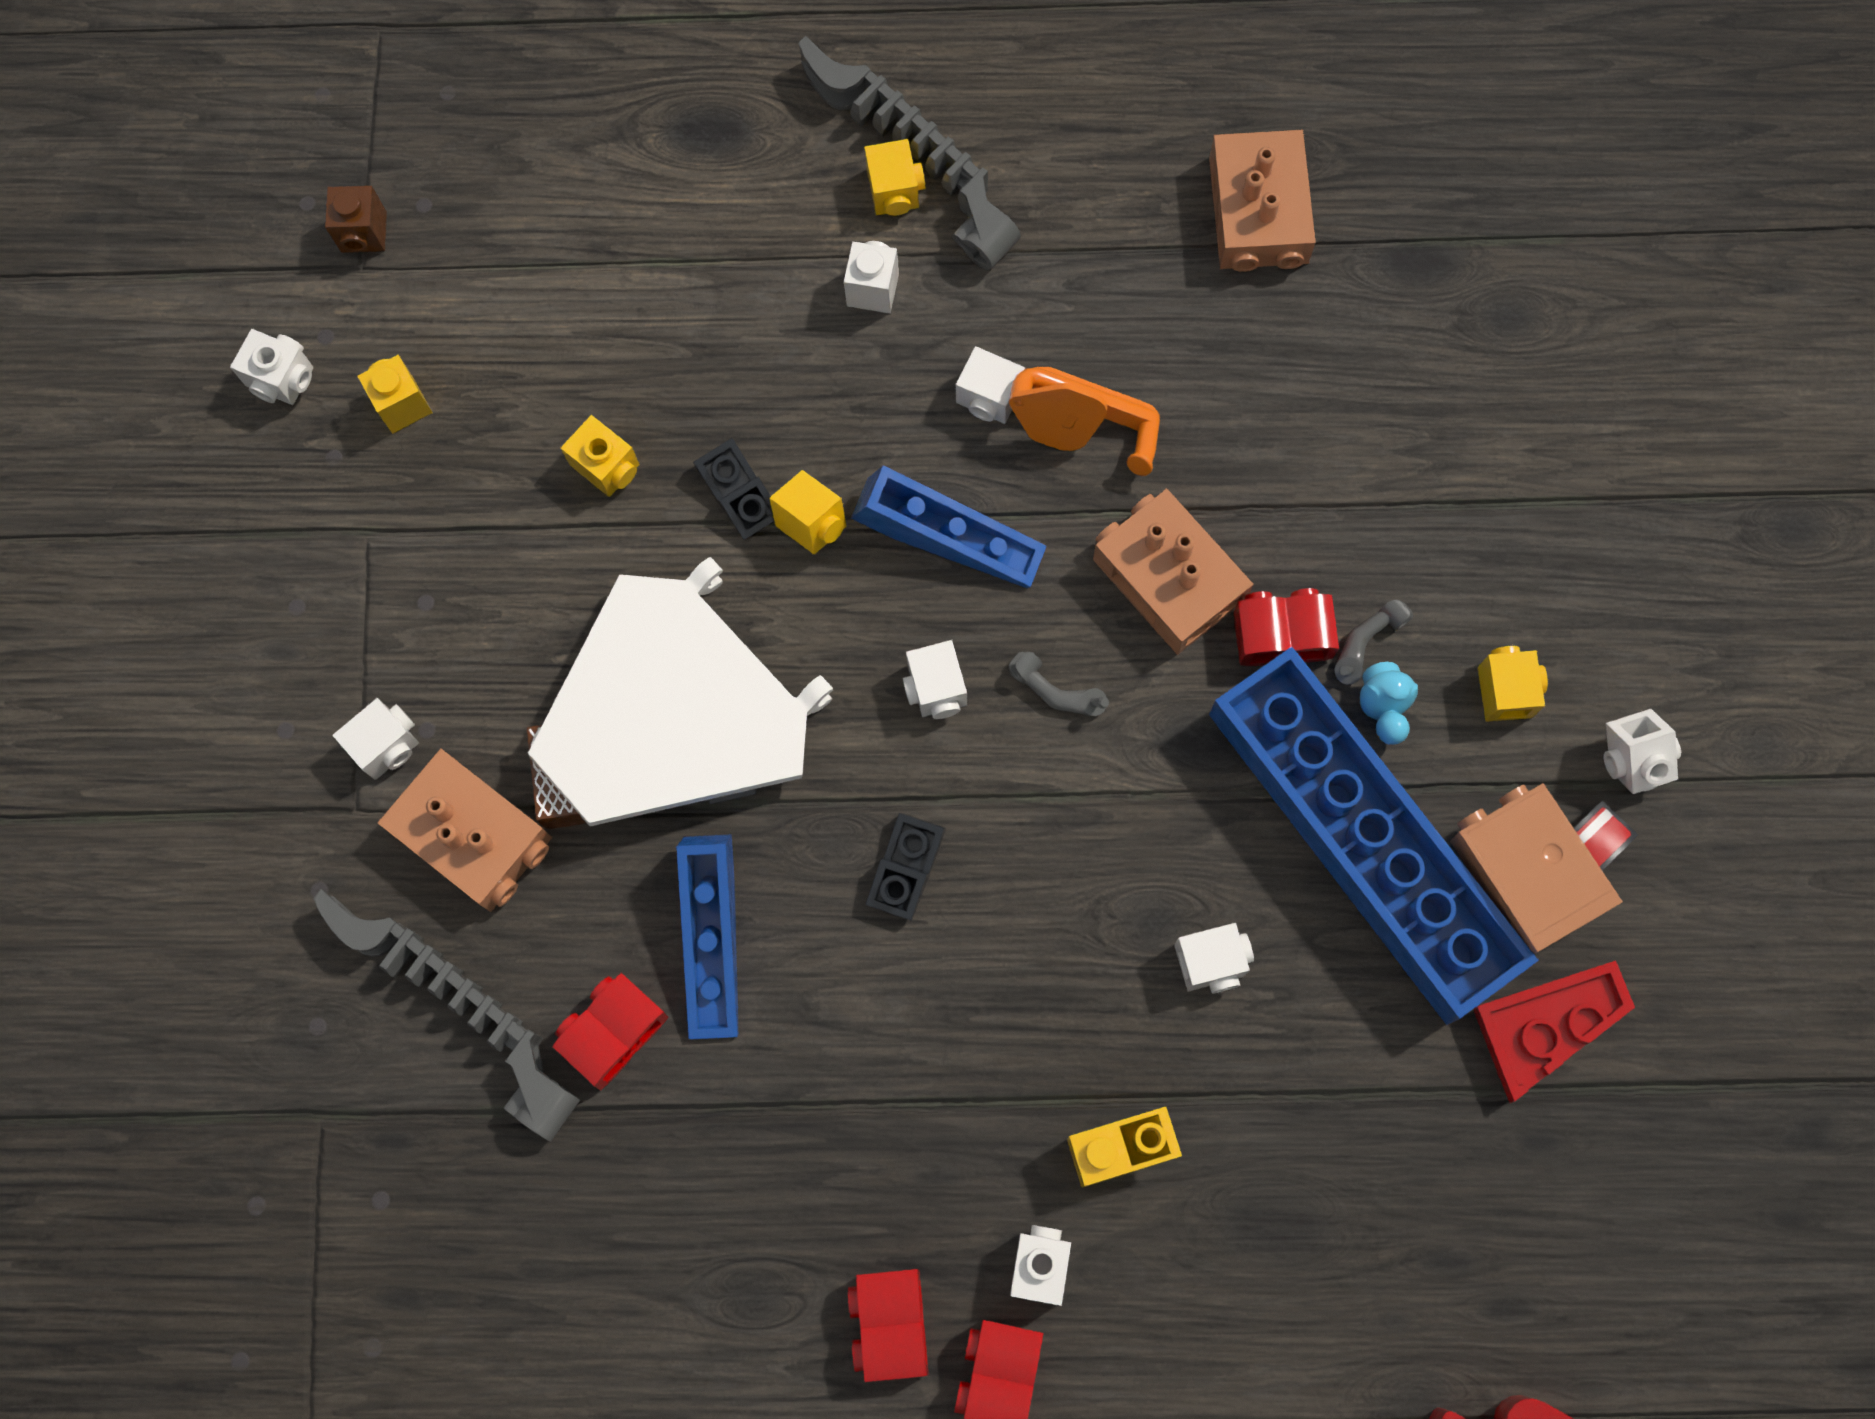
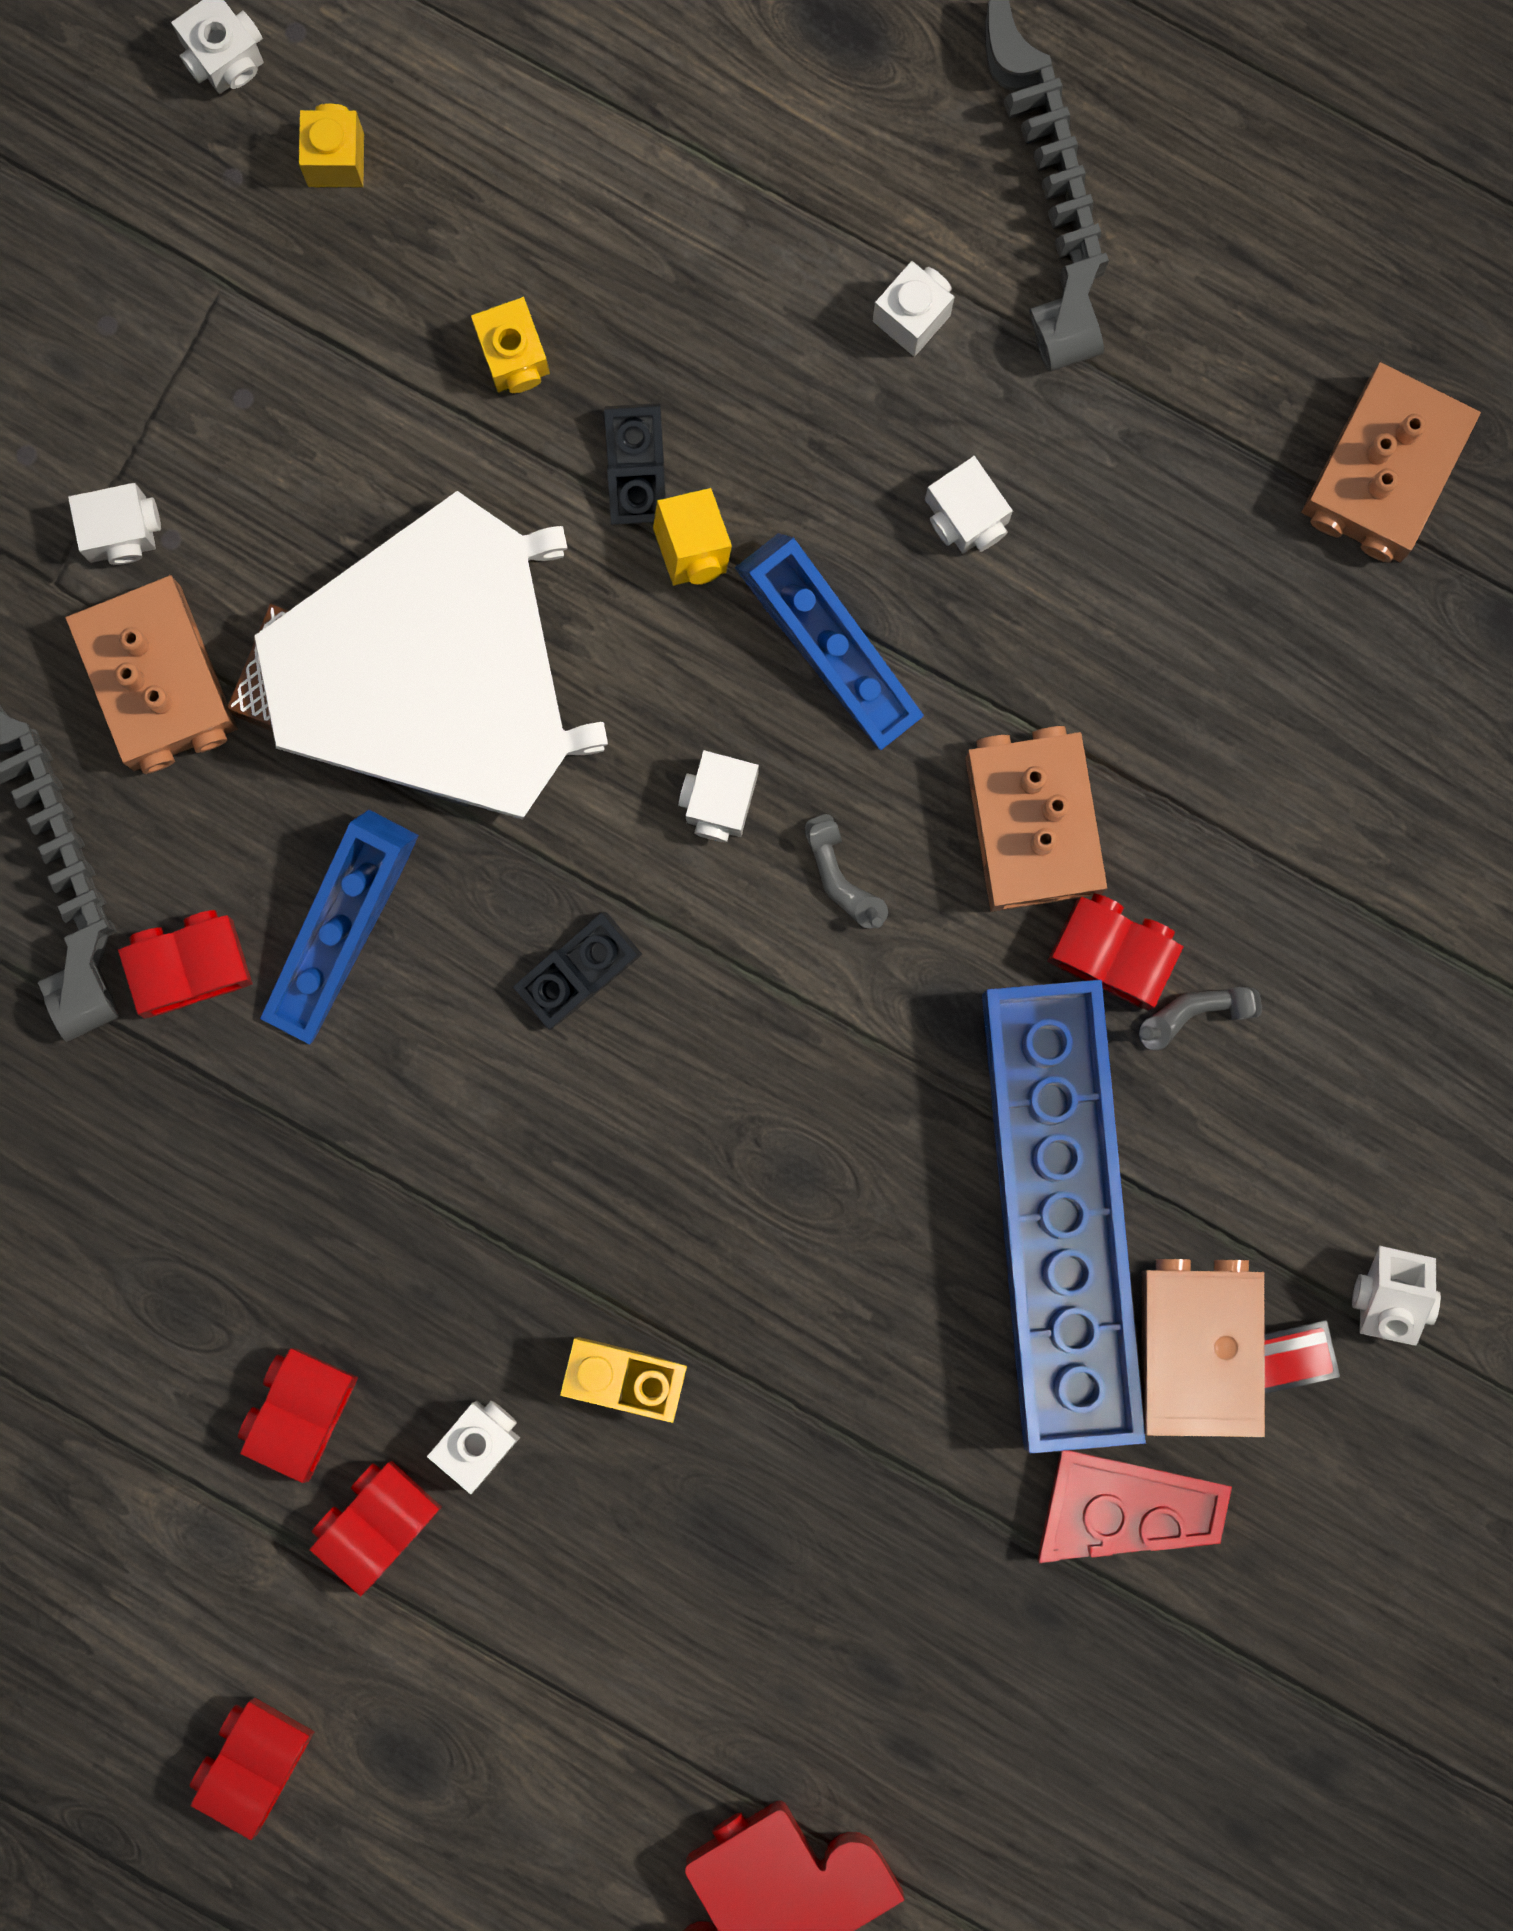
camera: 25 degrees right, 10 degrees up
(893, 177) = (1005, 205): yellow brick -> none
(1068, 411) = (1042, 590): orange piece -> none
(1214, 958) = (831, 1248): white brick -> none
(1387, 696) = (1173, 1085): medium azure animal -> none
(1512, 684) = (1313, 1147): yellow brick -> none

